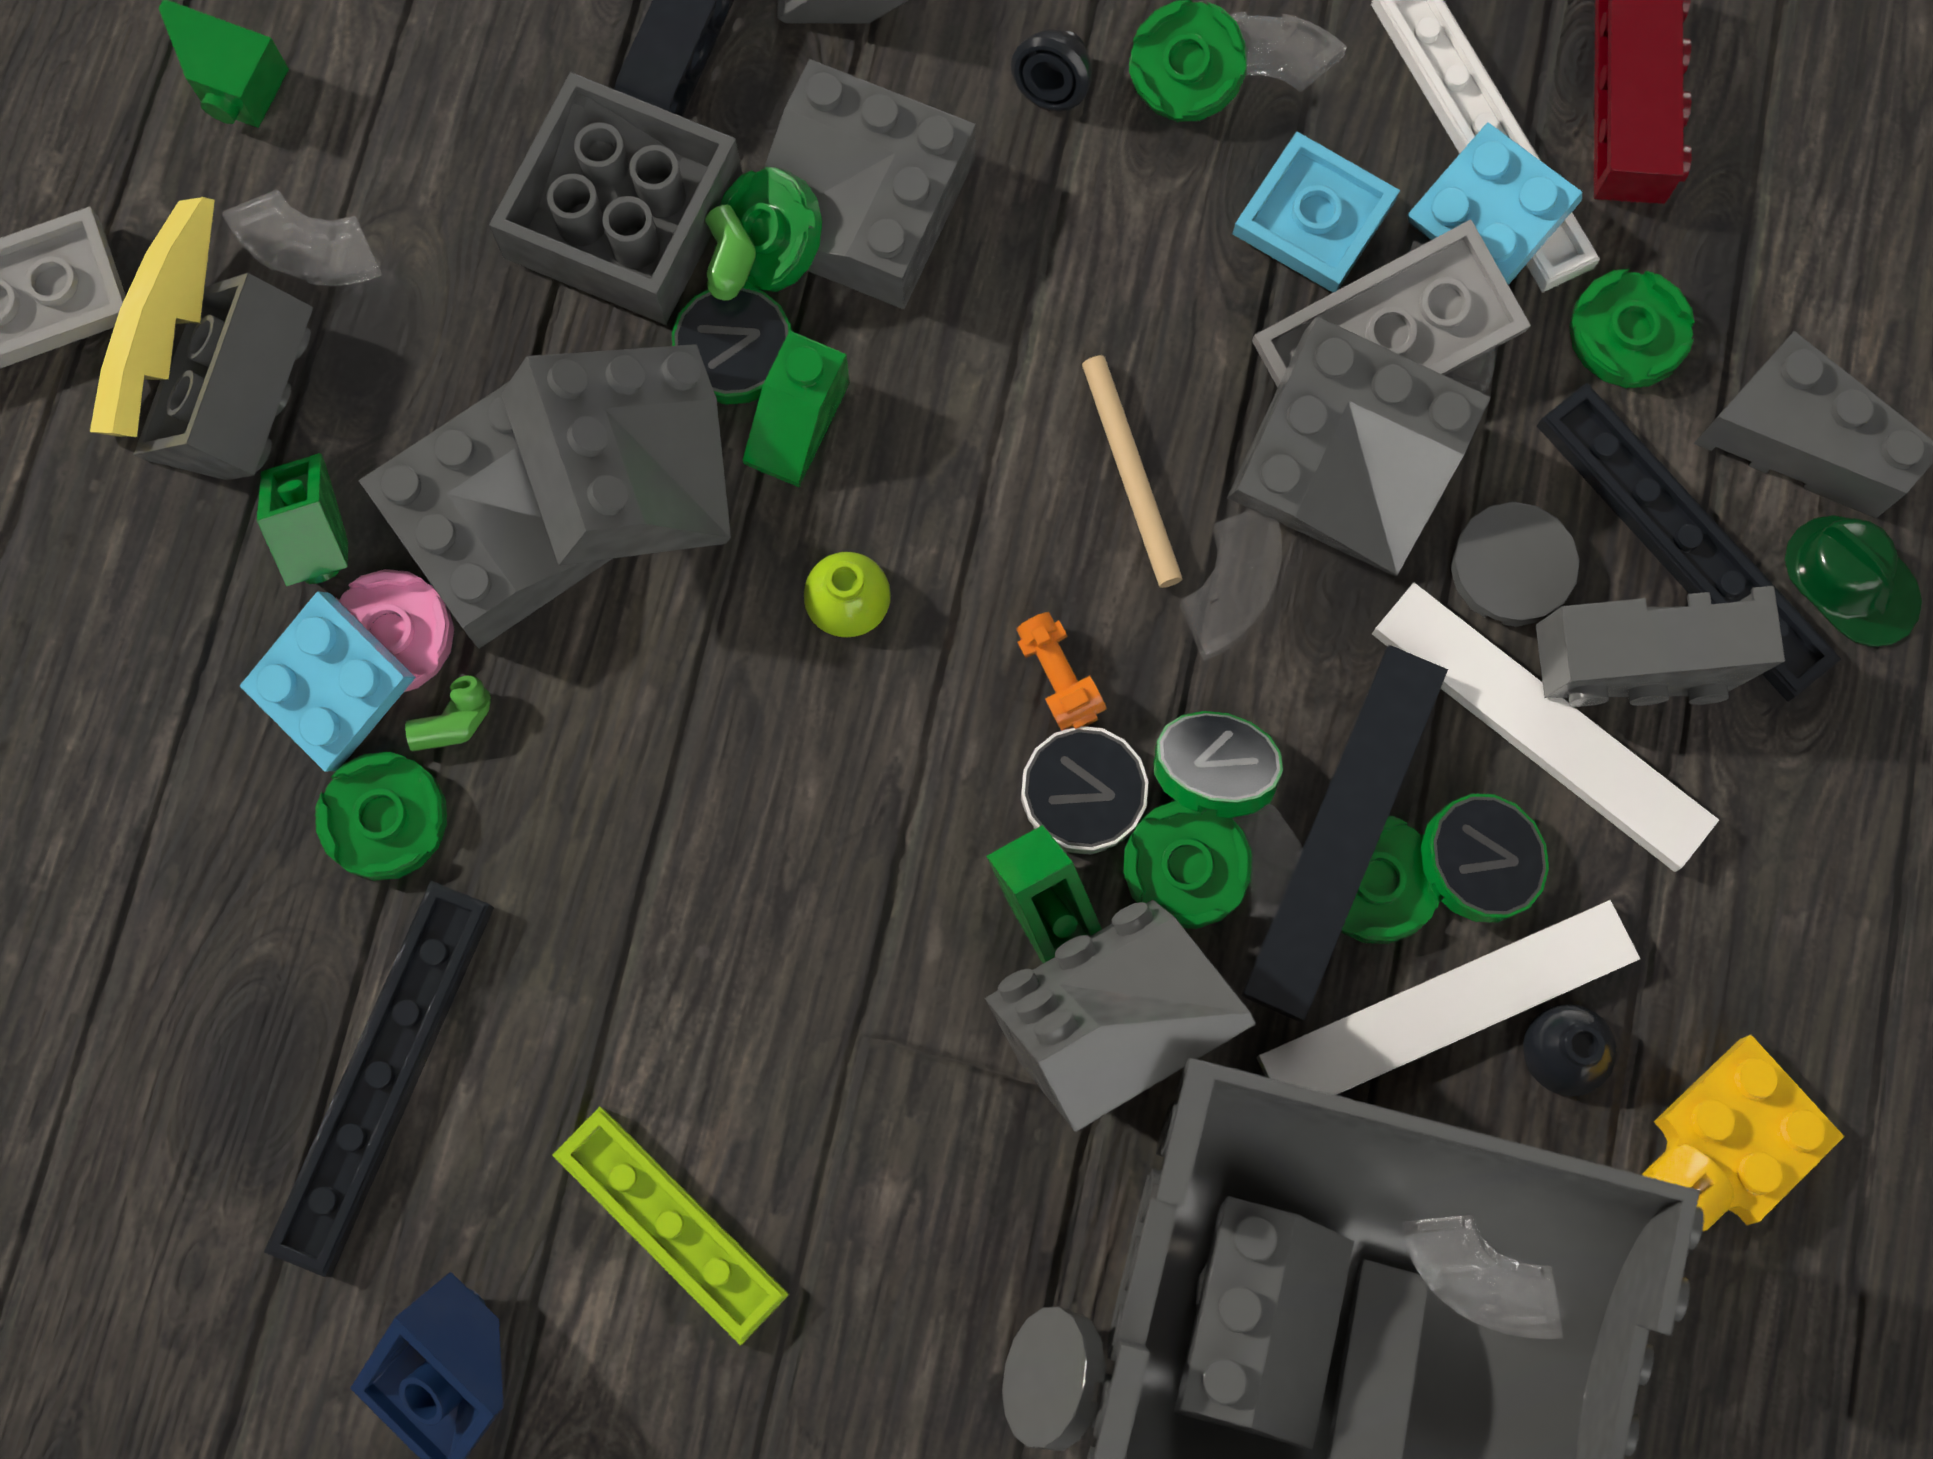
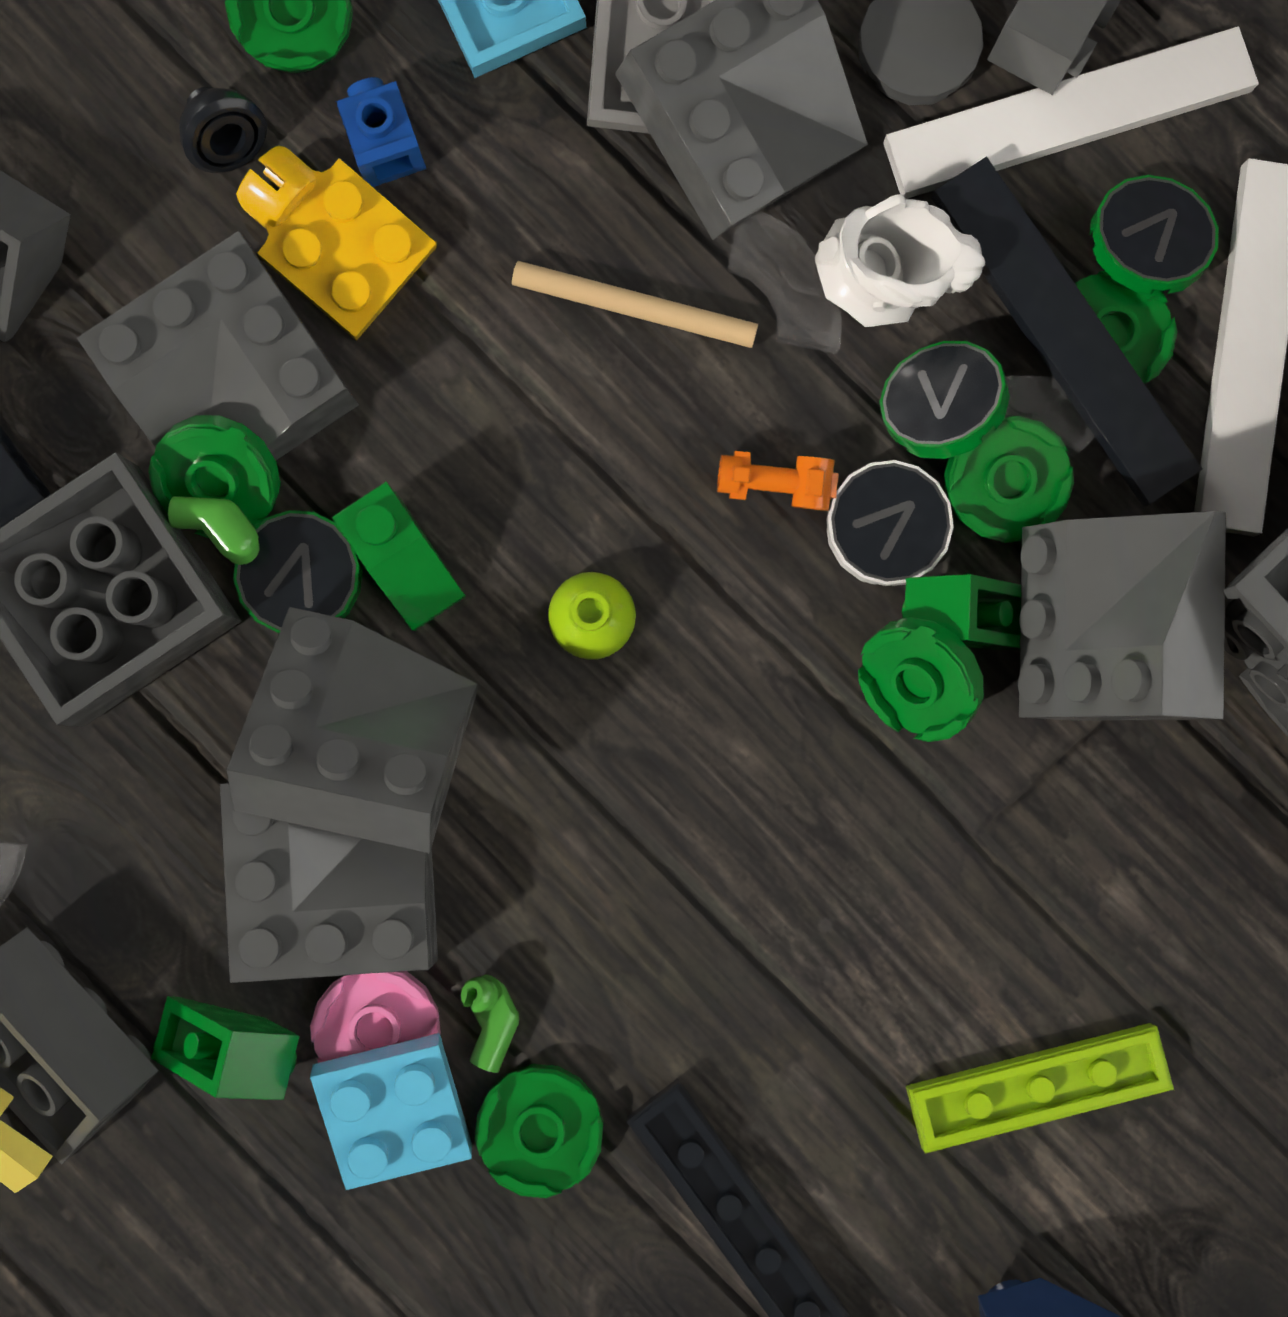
camera: 60 degrees left, 10 degrees up
(961, 888) = (921, 679): none -> green tile
(1024, 205) = (333, 237): none -> yellow plate
(1129, 203) = (381, 151): none -> blue brick
(1306, 649) = (895, 260): none -> white piece

